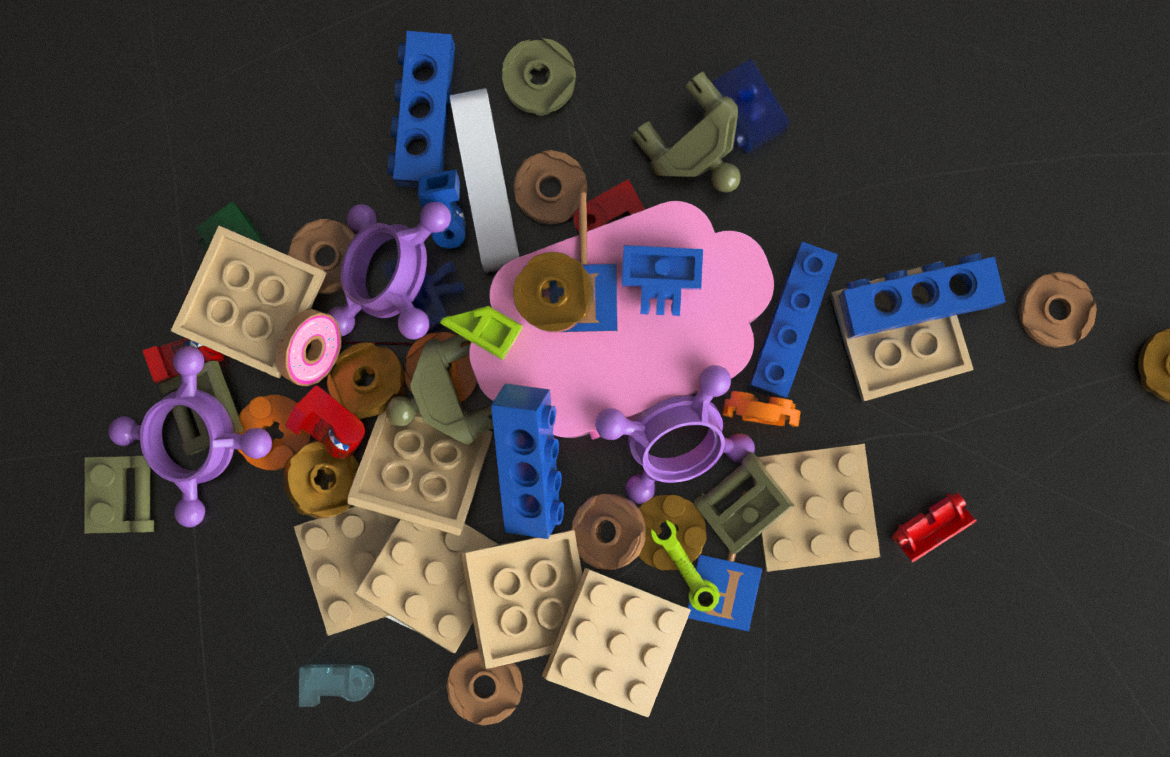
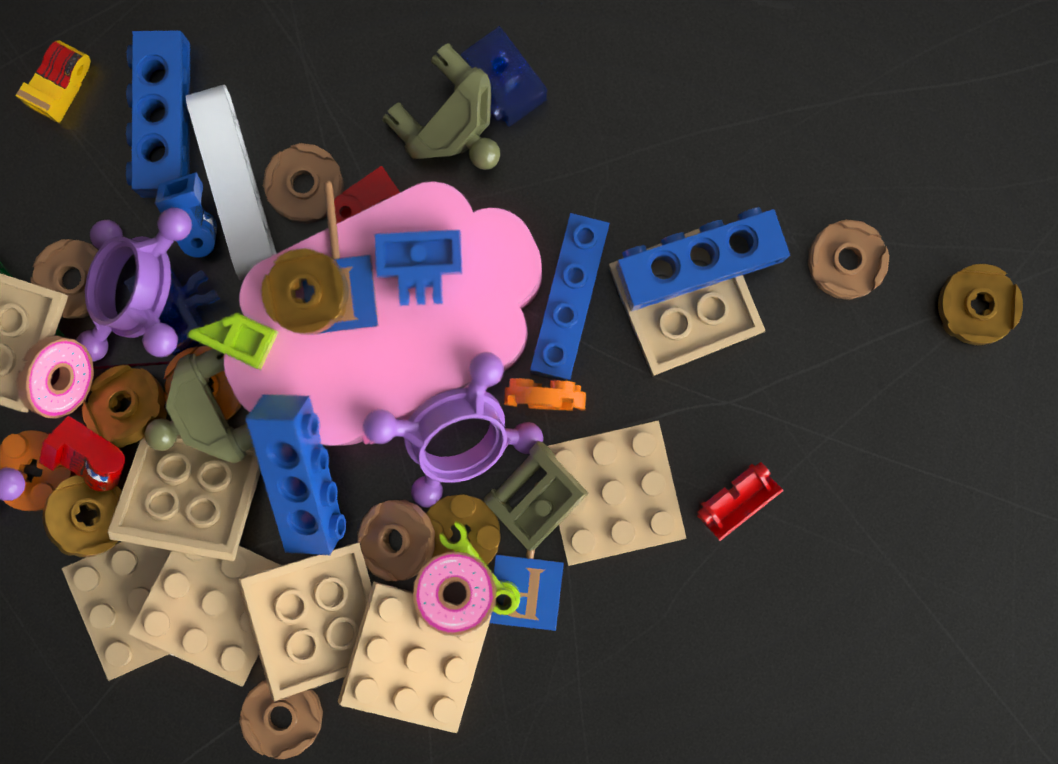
camera: 10 degrees left, 0 degrees up
(328, 69) = (55, 81): none -> leg
(342, 680) = (122, 727): clear light blue leg -> none
(536, 55) = (286, 88): olive plate -> none
(665, 563) = (434, 579): none -> tile

